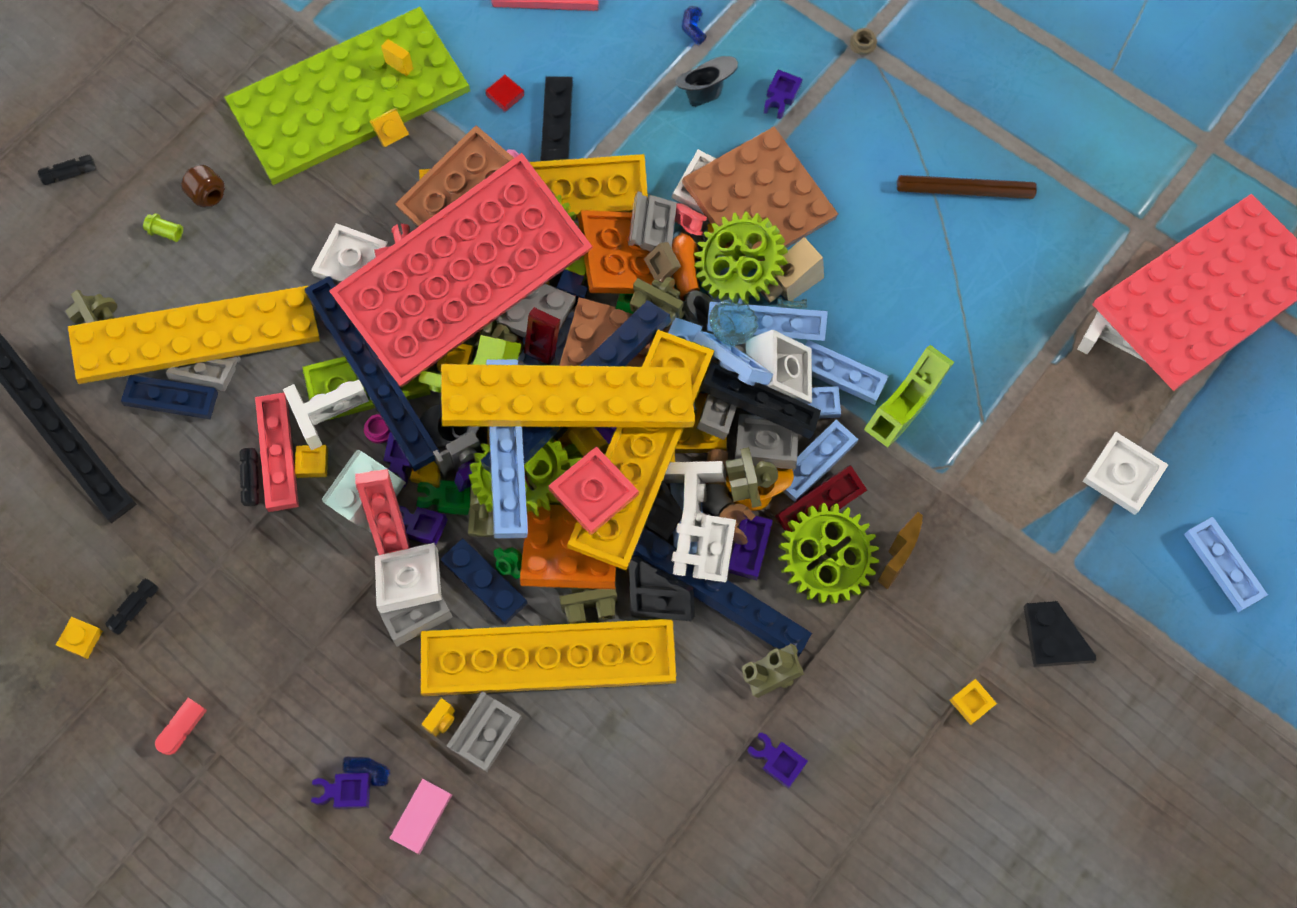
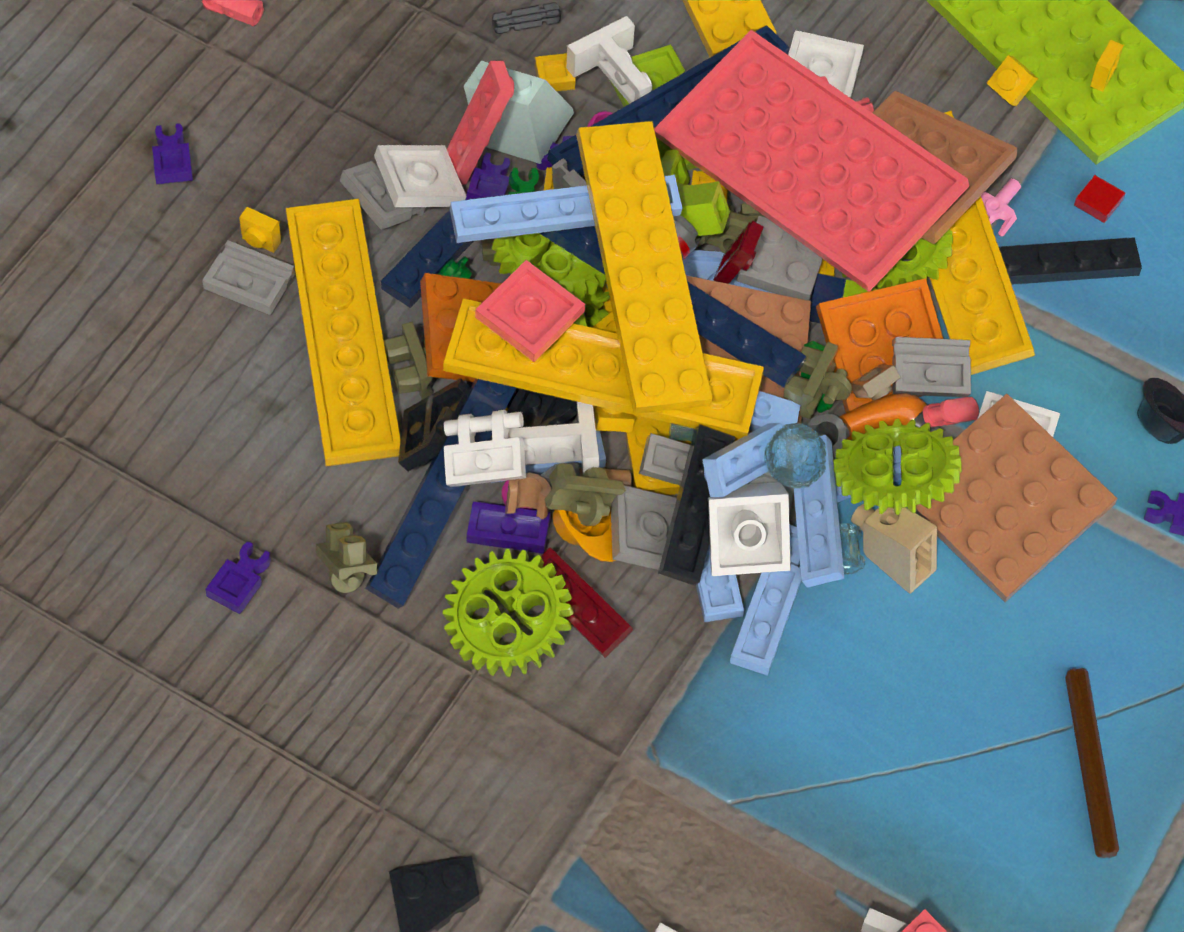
camera: 80 degrees right, 10 degrees down
(276, 452) = (549, 37): coral plate -> none
(367, 765) = (200, 176): clear blue arm -> none
(420, 816) = (149, 232): bright pink tile -> none
(820, 458) = (638, 596): light blue plate -> none
(901, 550) = (521, 692): pearl gold slope -> none
(910, 398) = (730, 692): lime arch -> none
(973, 701) = (331, 795): yellow plate -> none

